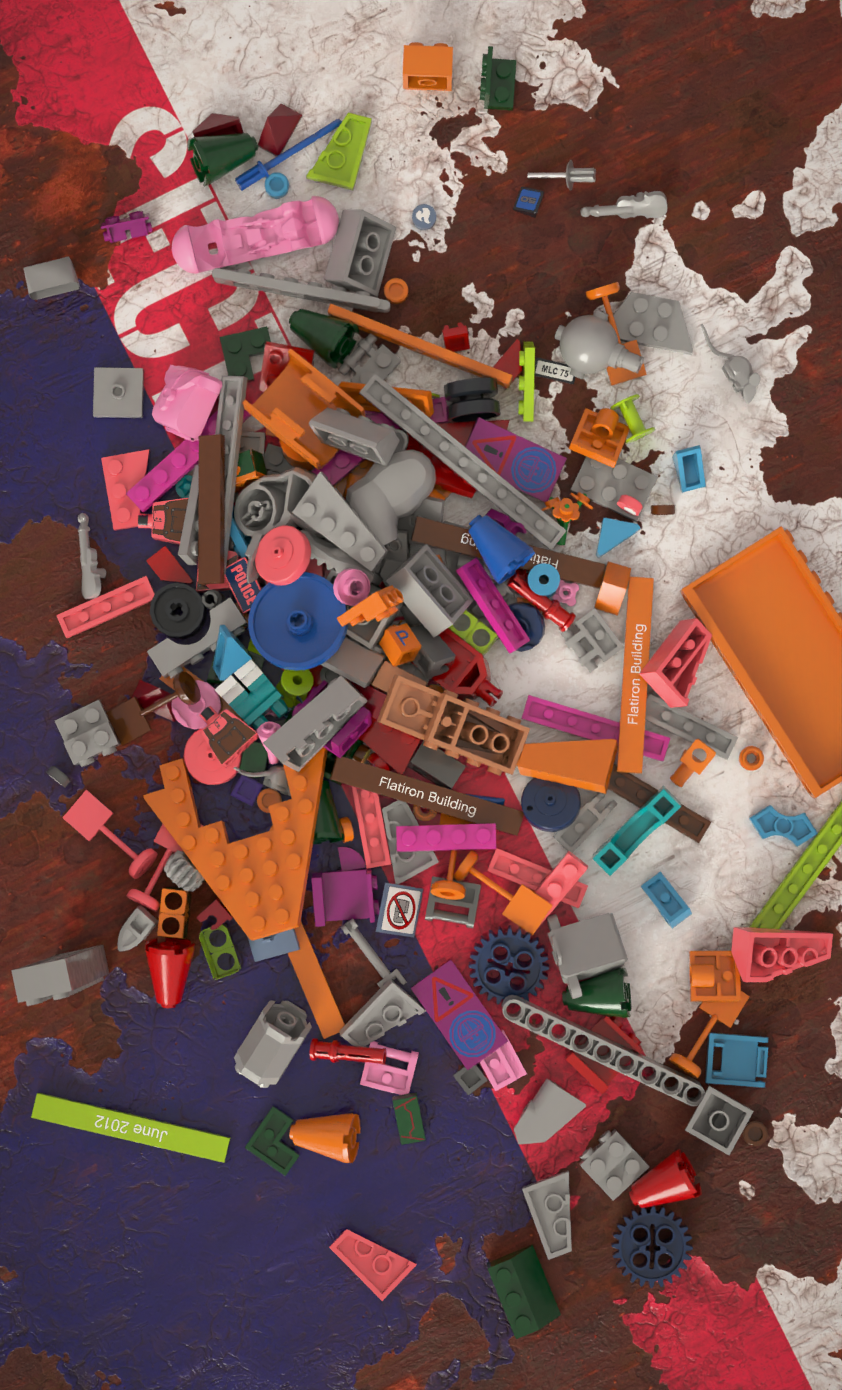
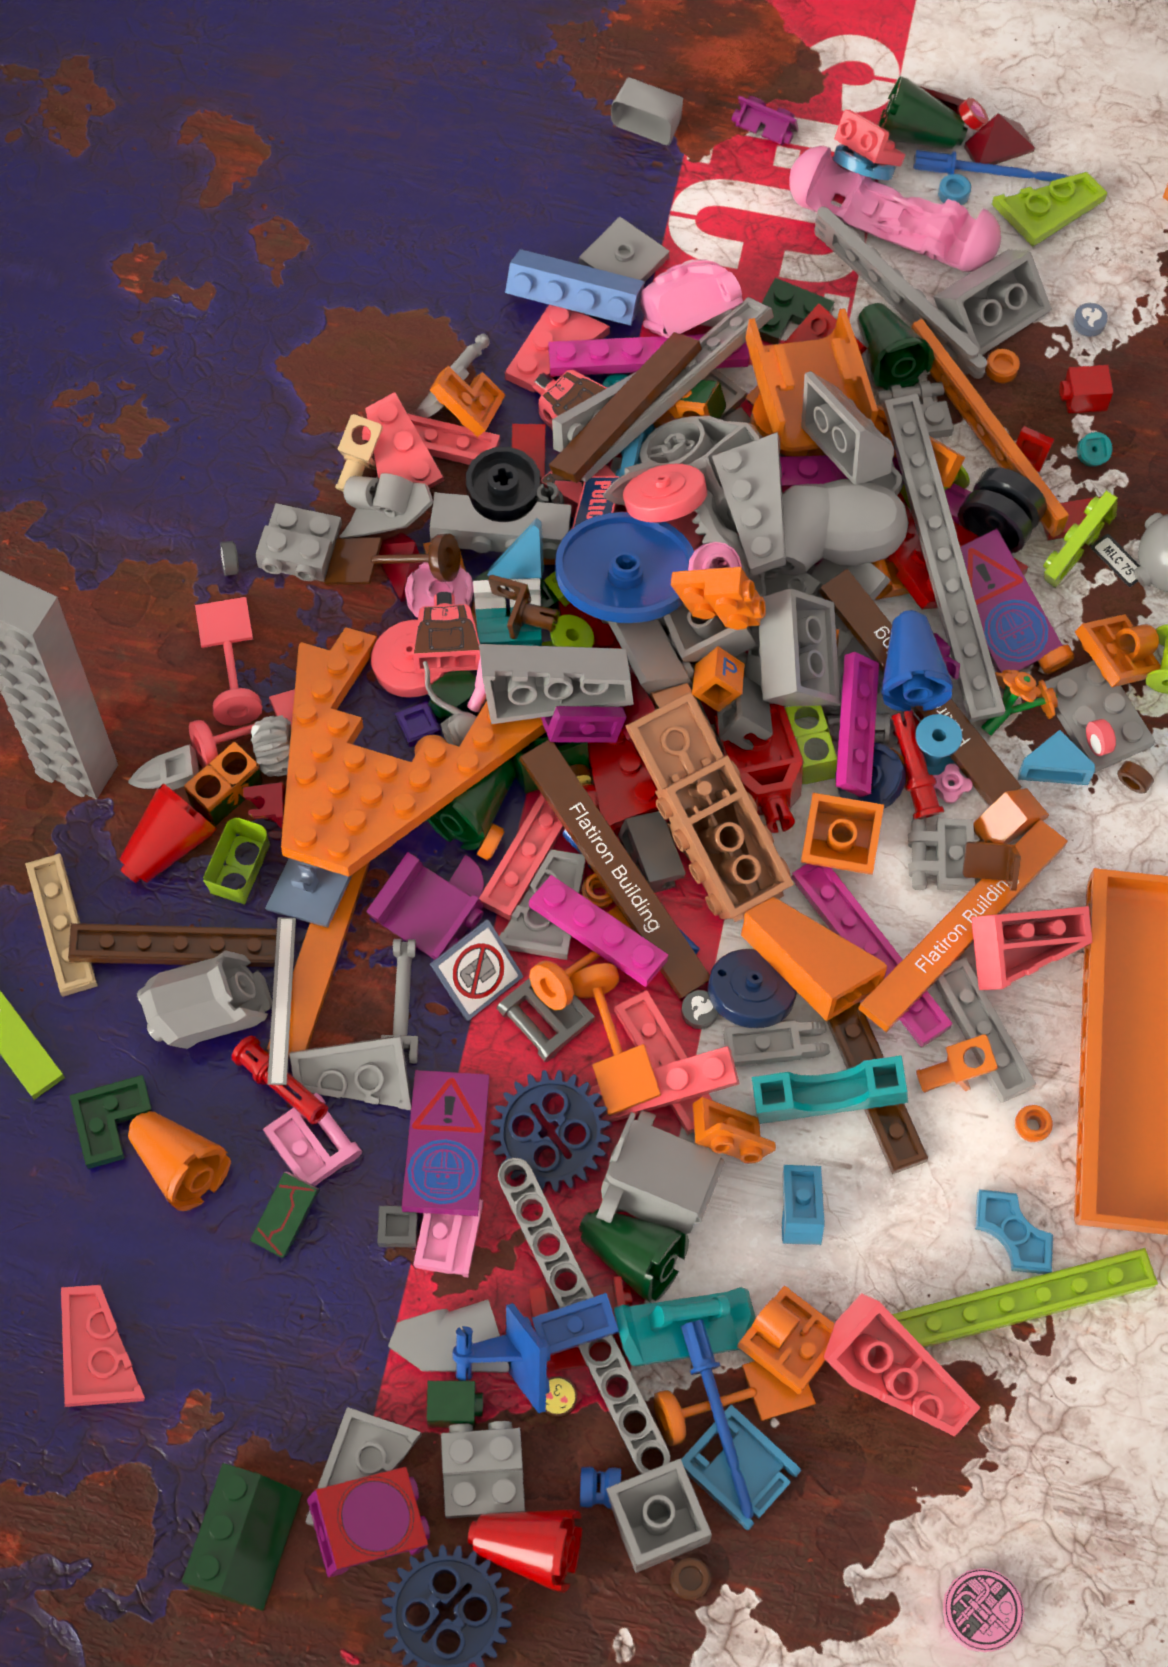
camera: 30 degrees right, 20 degrees down
(77, 658) = (357, 456): none -> tan bracket
(100, 634) = (400, 447): none -> coral wing
(109, 442) = (574, 287): none -> medium blue brick
(117, 571) = (471, 404): none -> orange plate
(120, 676) = (383, 504): none -> light grey panel
(154, 1058) = (56, 913): none -> tan tile
(204, 200) = (867, 139): none -> coral bracket
(211, 215) = (856, 163): none -> dark azure tile
(229, 1020) = (168, 944): none -> reddish brown tile
(251, 126) = (973, 114): none -> red tile
(263, 690) = (523, 610): none -> reddish brown bracket
(311, 1009) = (281, 1001): none -> sticker
(458, 271) = (1087, 389): none -> red brick
(491, 309) = (1094, 449): none -> teal tile
(530, 835) = (698, 1010): none -> dark grey tile
(533, 678) = (842, 833): none -> orange slope
(568, 468) = (1056, 659): none -> orange tile
(573, 1144) = (453, 1403): none -> dark green brick
(580, 1099) = (520, 1347): none -> blue plate
(580, 1236) = (368, 1520): none -> panel
(601, 894) = (729, 1131): none -> orange bracket
(607, 1063) = (576, 1324): none -> blue plate
(620, 1097) = (561, 1397): none -> light yellow tile
(624, 628) = (992, 862): none -> reddish brown bracket
(657, 1013) = (654, 1330): none -> teal piece
(681, 1121) = (588, 1486): none -> blue wheel
(683, 1026) = (704, 1362): none -> blue piece

